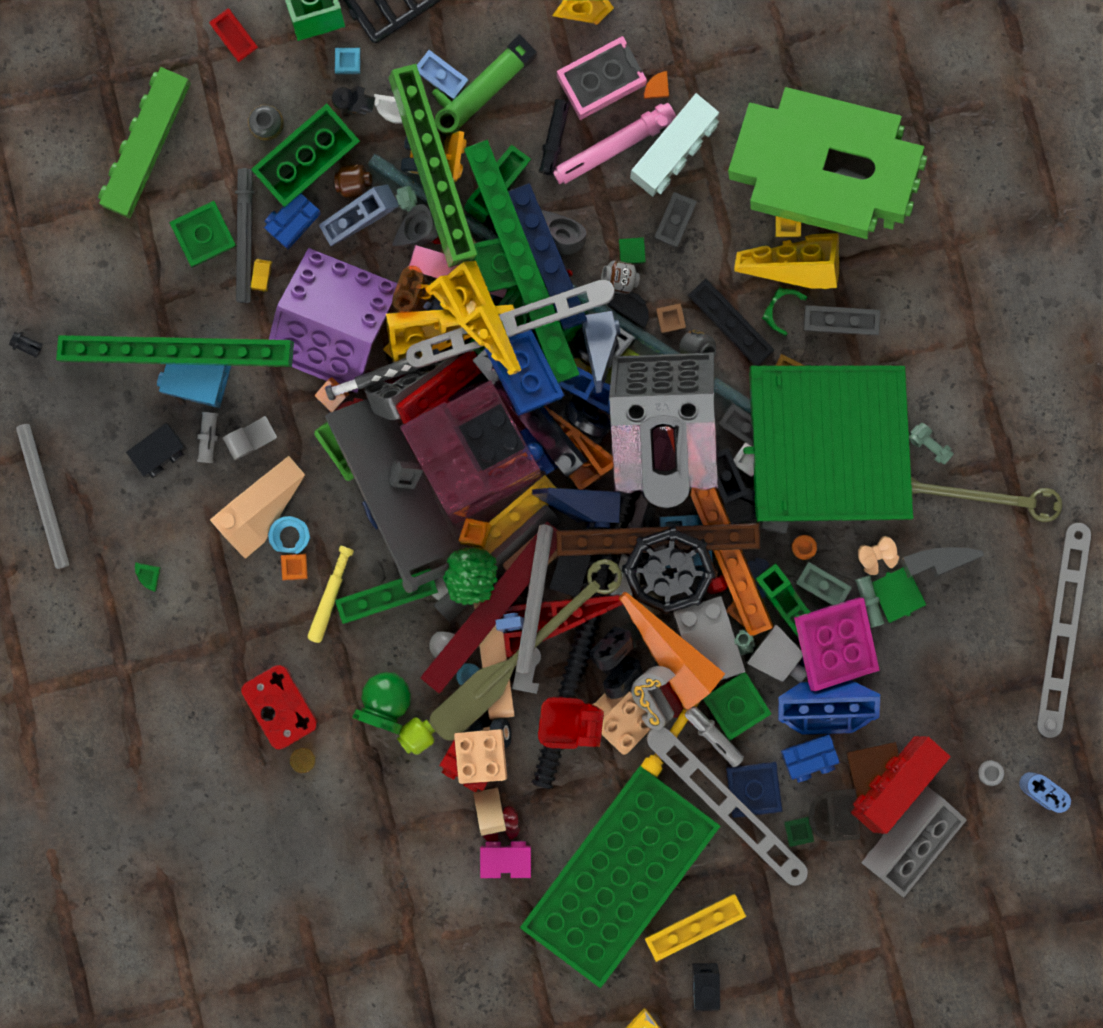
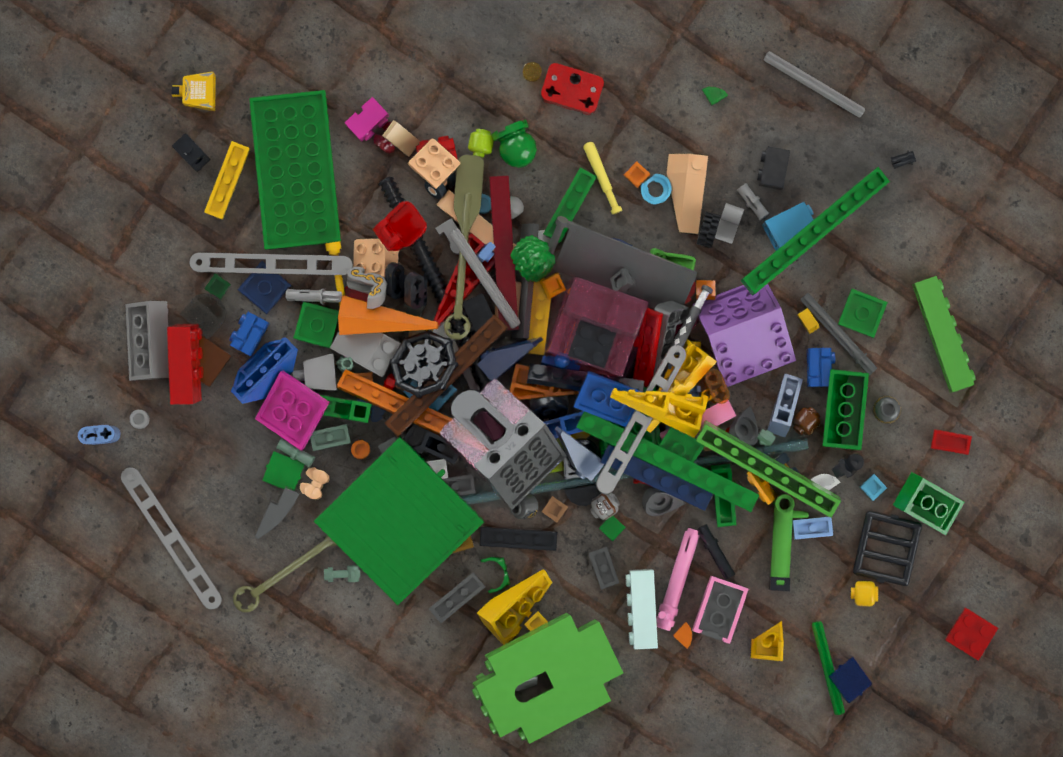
camera: 145 degrees right, 0 degrees up
(275, 448) = (708, 229): none -> black tyre

